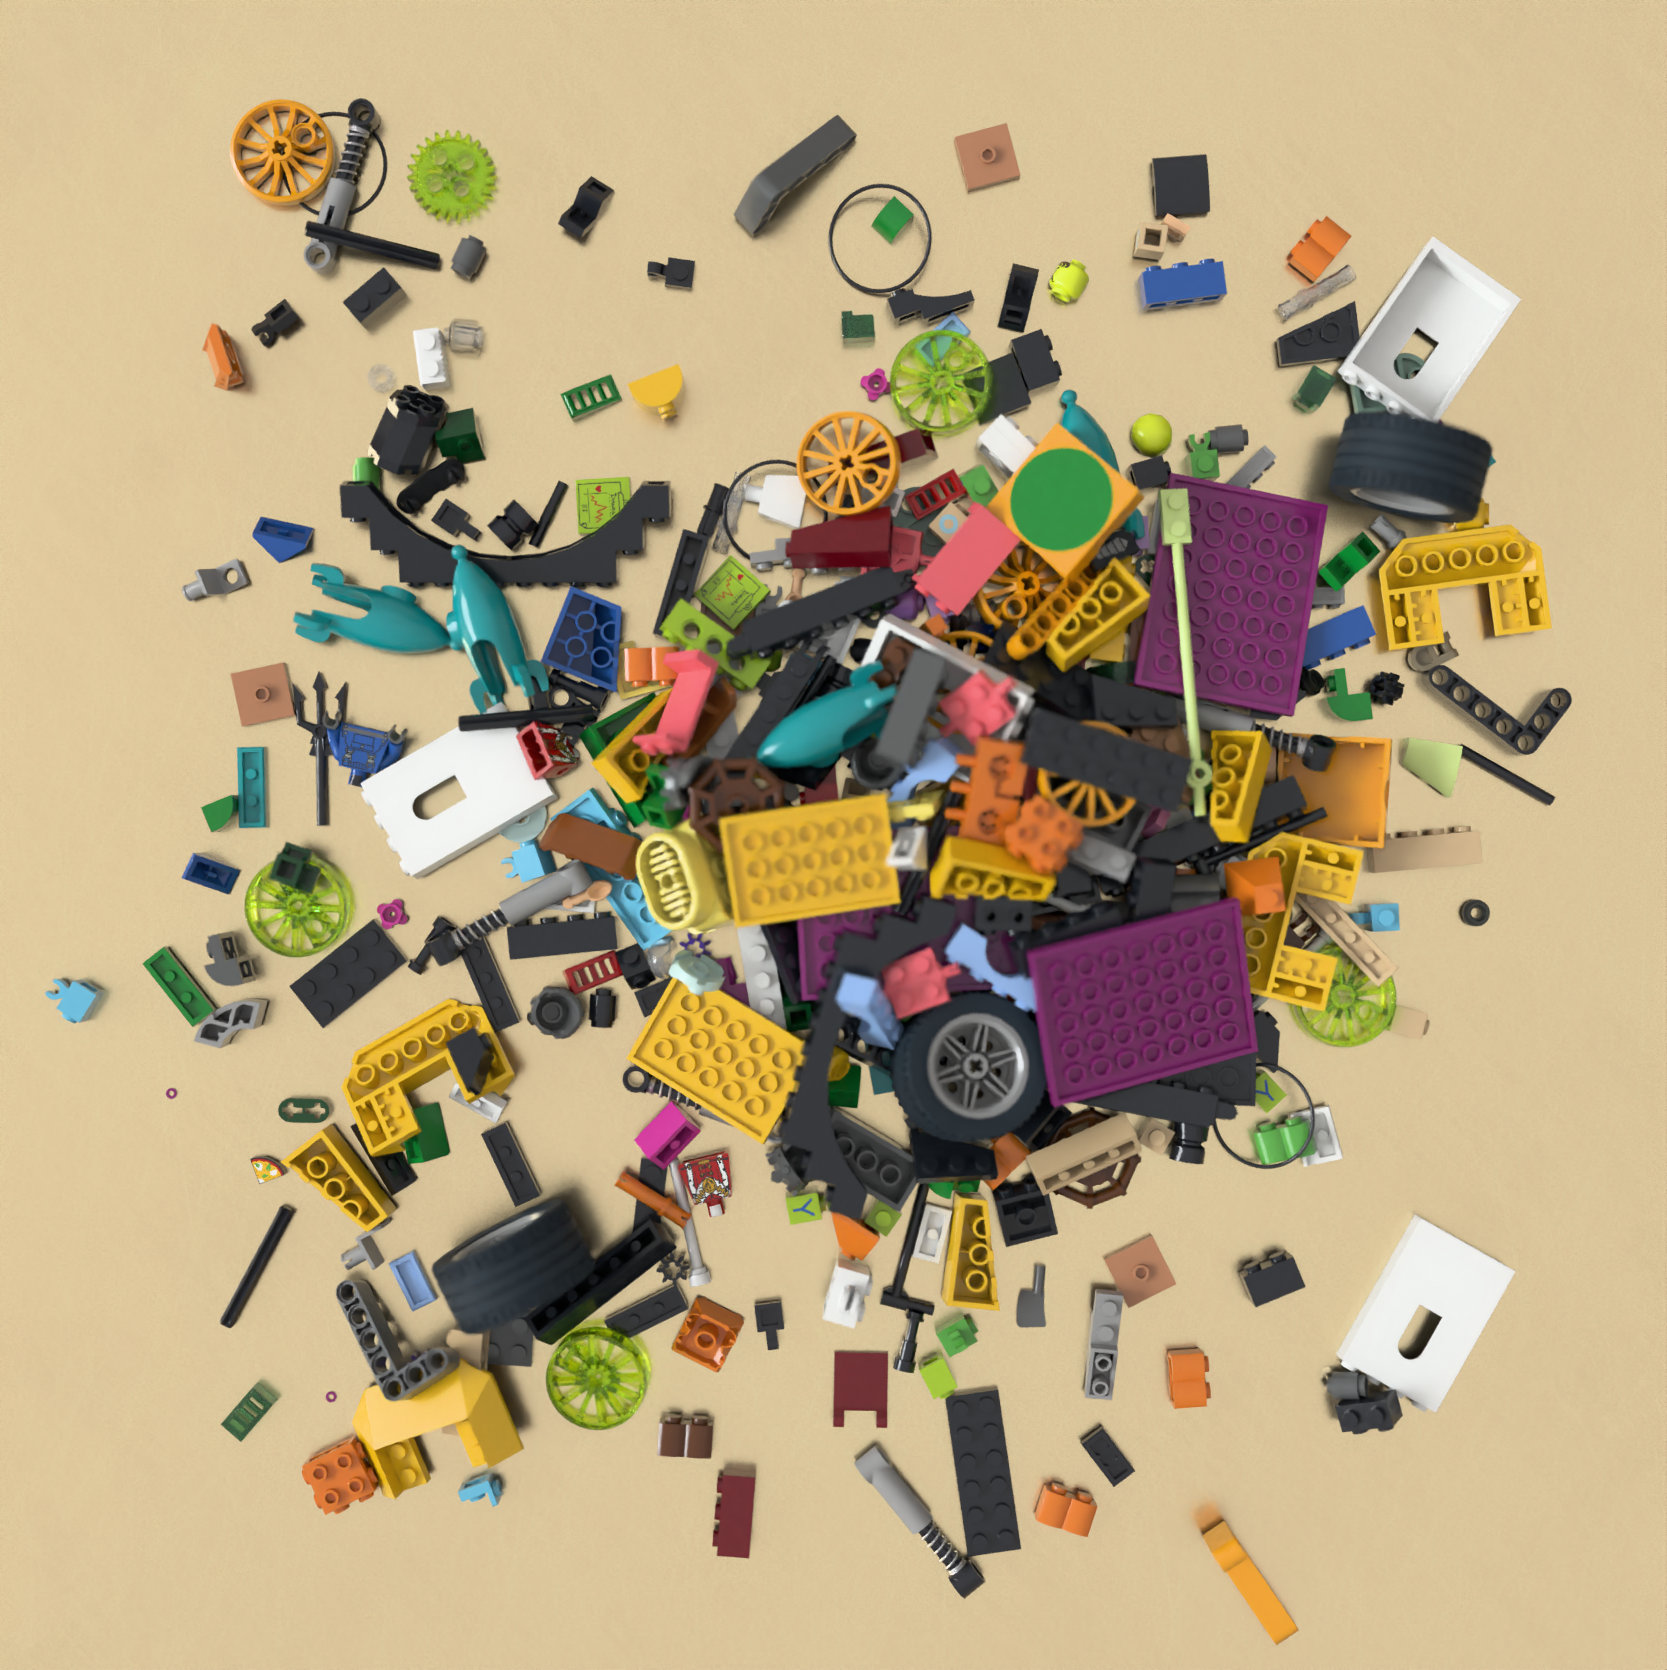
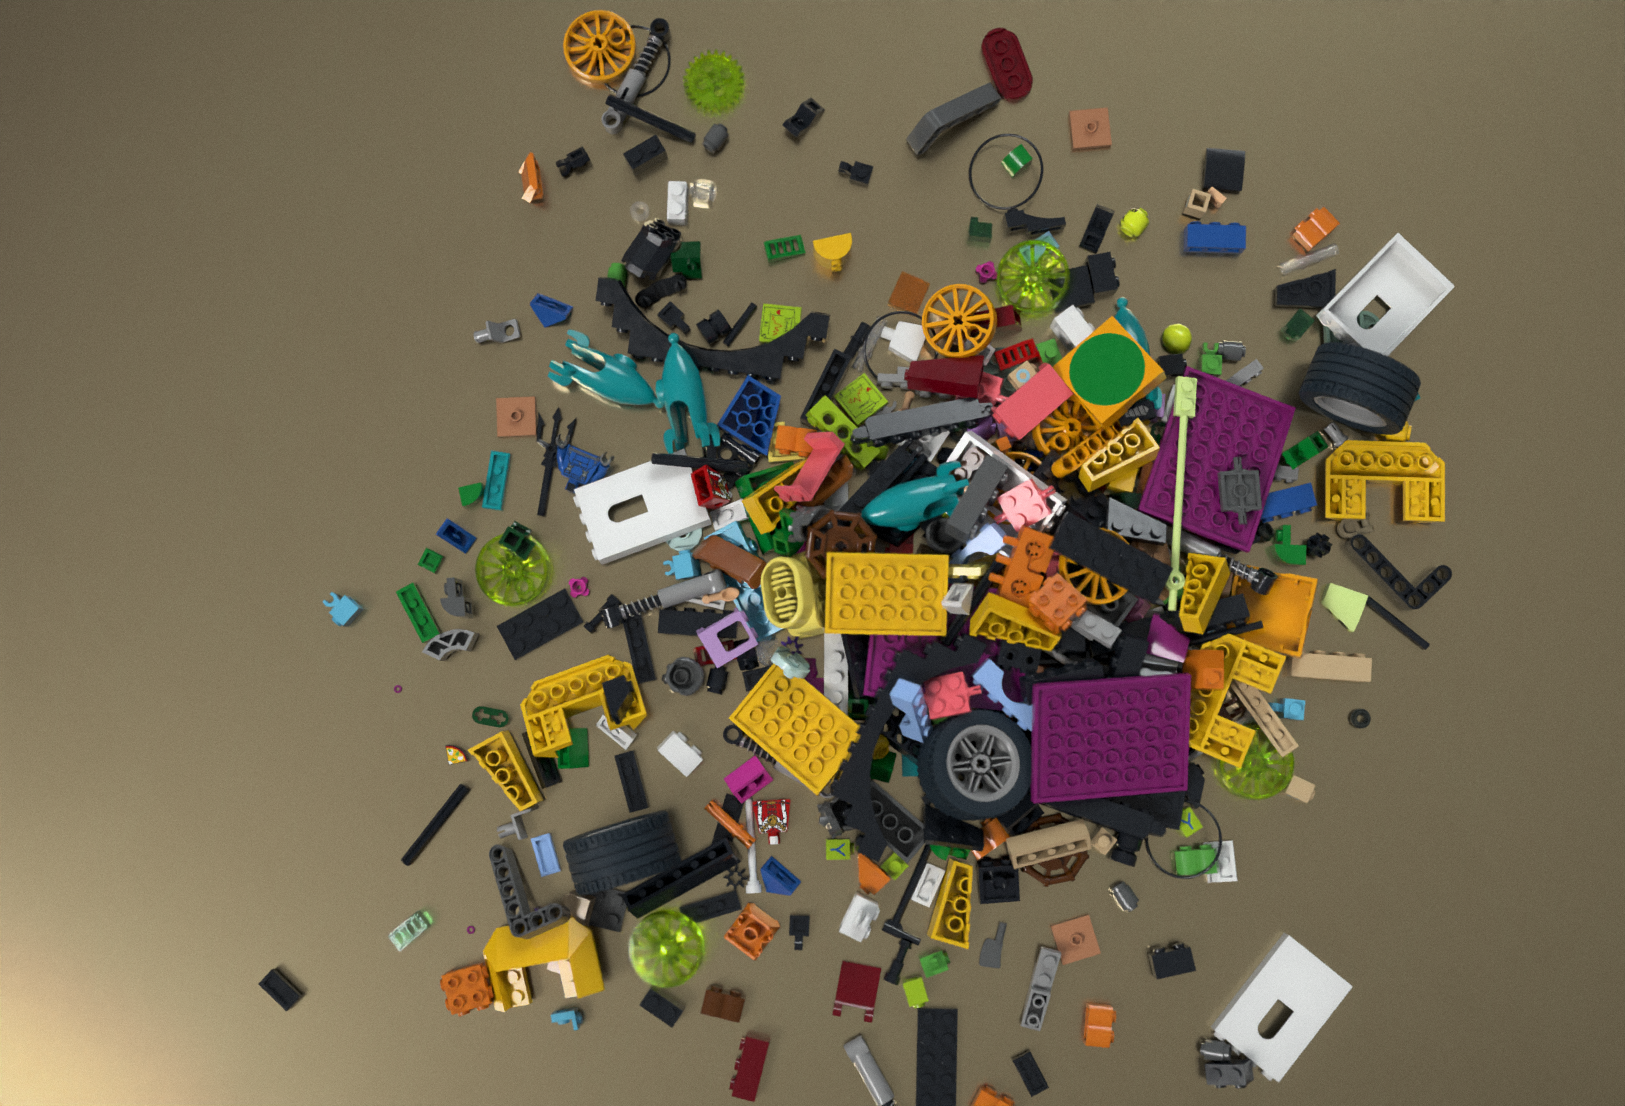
camera: 20 degrees right, 5 degrees down
(90, 1520) = (280, 989): none -> black plate
(183, 912) = (431, 560): none -> green tile
(569, 1115) = (680, 753): none -> white brick
(578, 782) = (728, 514): none -> white plate
(586, 963) = (713, 645): none -> lavender window
(605, 1454) = (662, 1006): none -> black brick
(730, 1258) = (778, 878): none -> blue slope
(774, 431) = (909, 292): none -> clear orange piece
(857, 84) = (1007, 64): none -> dark red tile
(1196, 1204) = (1125, 896): none -> dark grey brick
(1199, 857) = (1166, 640): none -> magenta slope
(1268, 635) = (1239, 491): none -> dark grey plate

